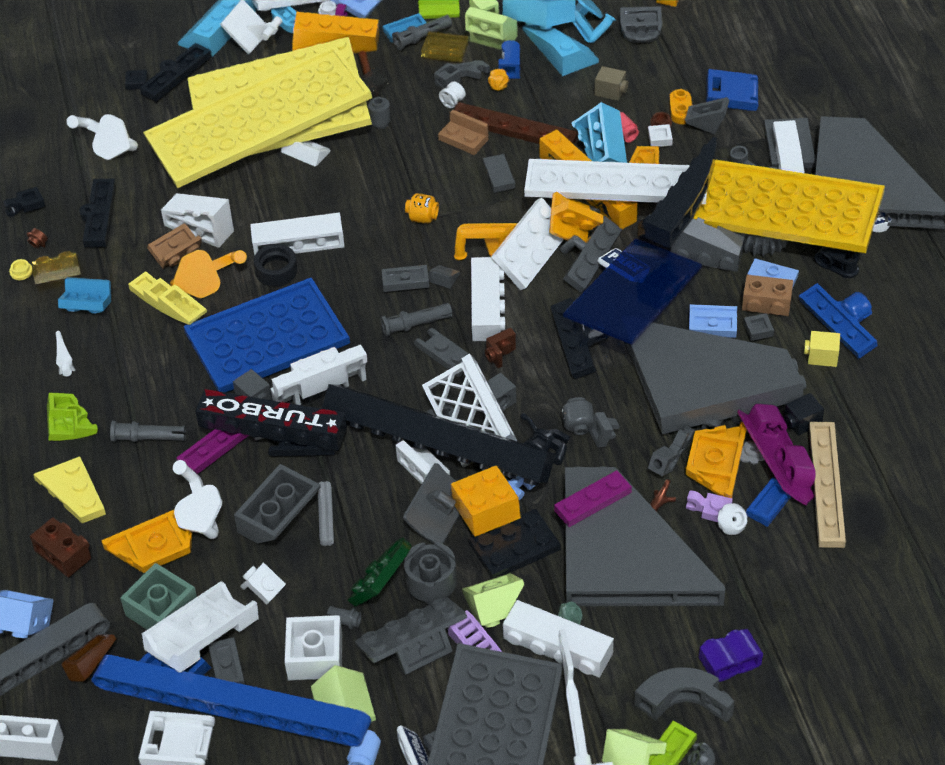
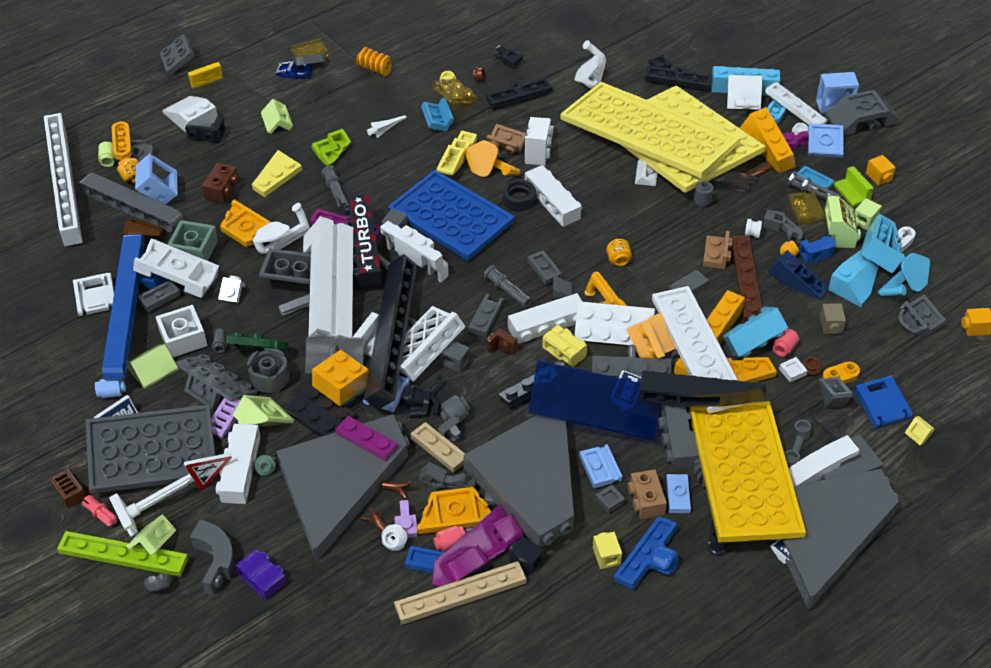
camera: 65 degrees right, 0 degrees up
(274, 446) = (330, 278): none -> white brick
(534, 88) = (795, 274): none -> dark blue slope
(534, 296) = (564, 345): none -> light yellow brick
(622, 446) = (438, 447): none -> tan plate
(698, 531) = (375, 519): none -> copper bar
(754, 471) = (448, 537): none -> coral brick
(781, 78) = (919, 430): none -> light yellow tile

